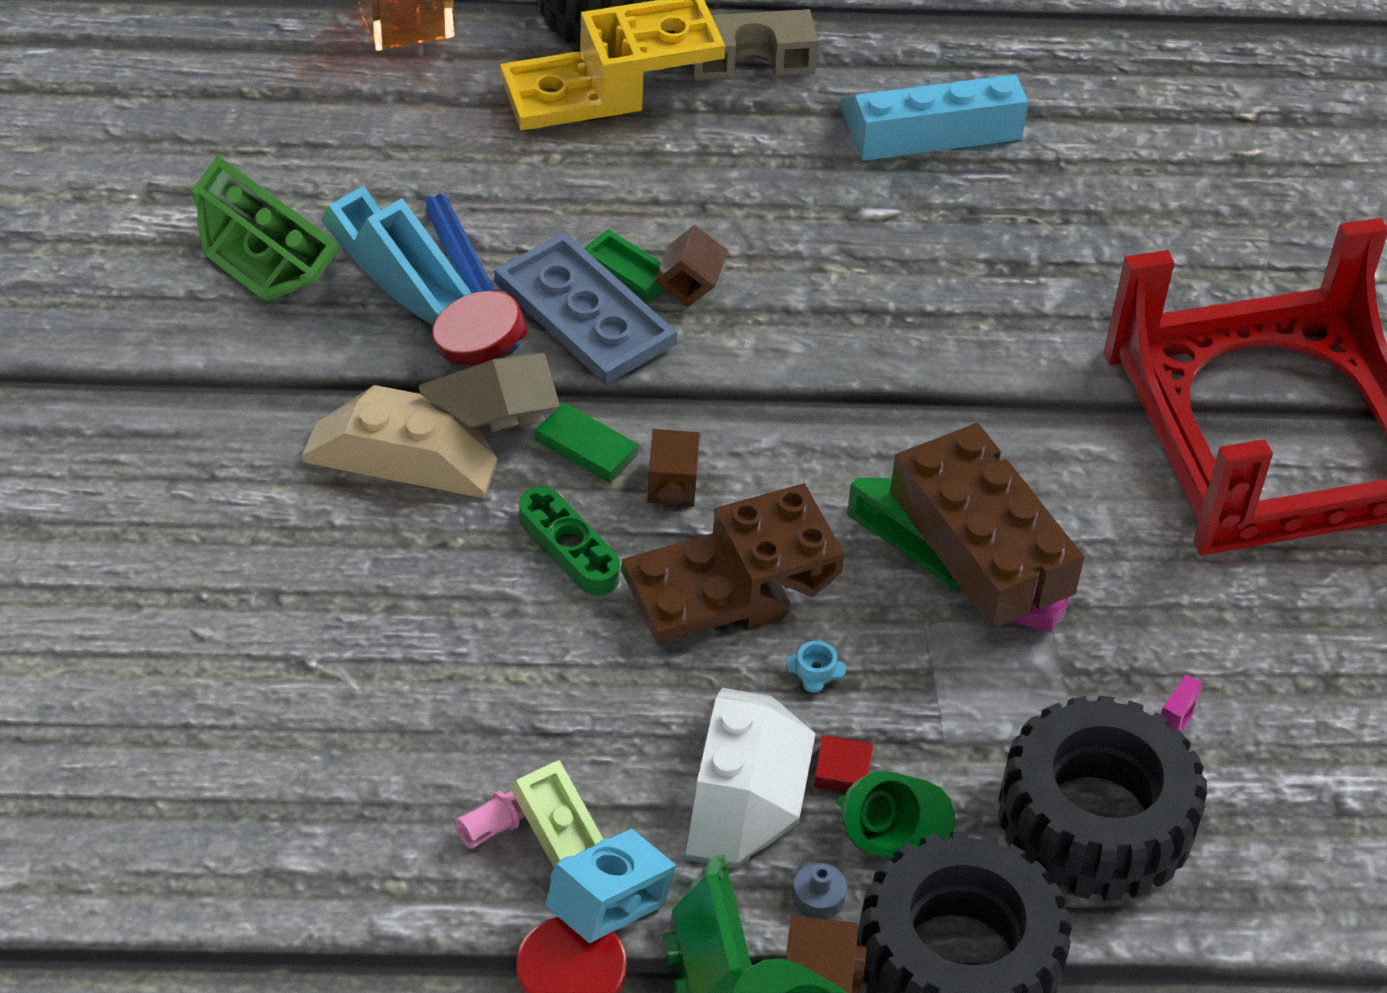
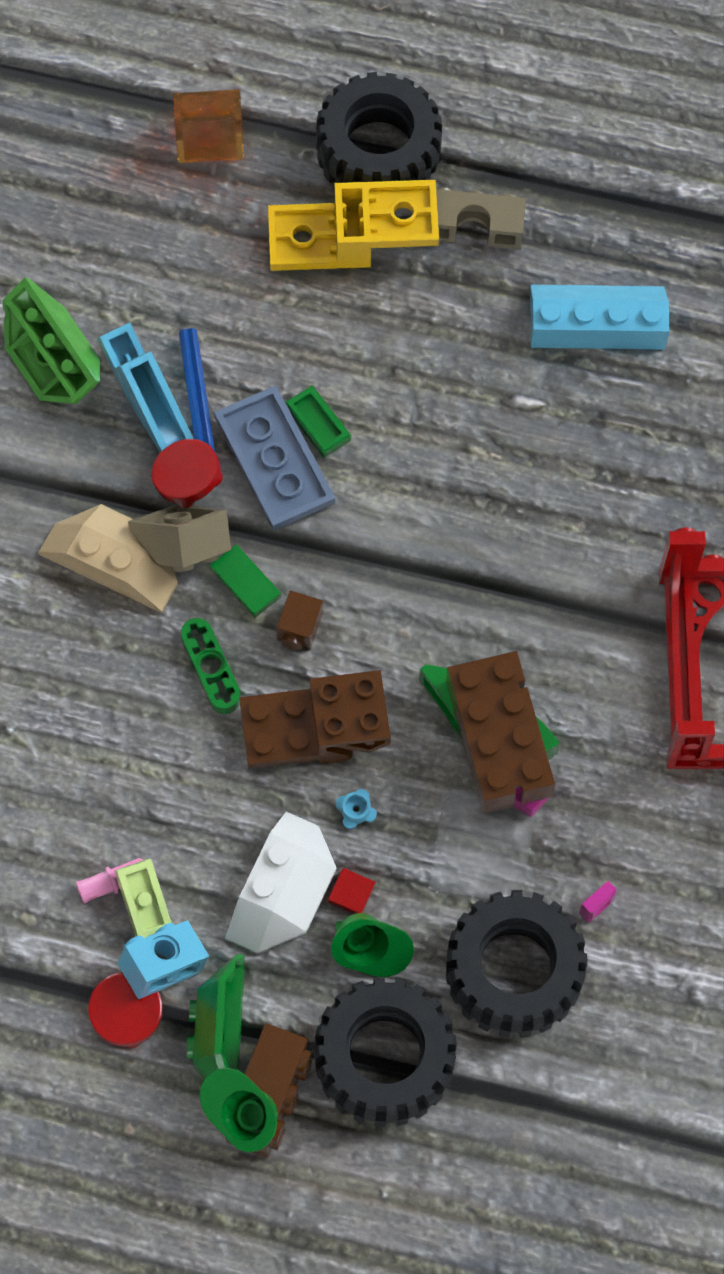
camera: 15 degrees right, 20 degrees up
(691, 266) = (362, 438): reddish brown brick -> none
(819, 890) = (306, 993): sand blue tile -> none

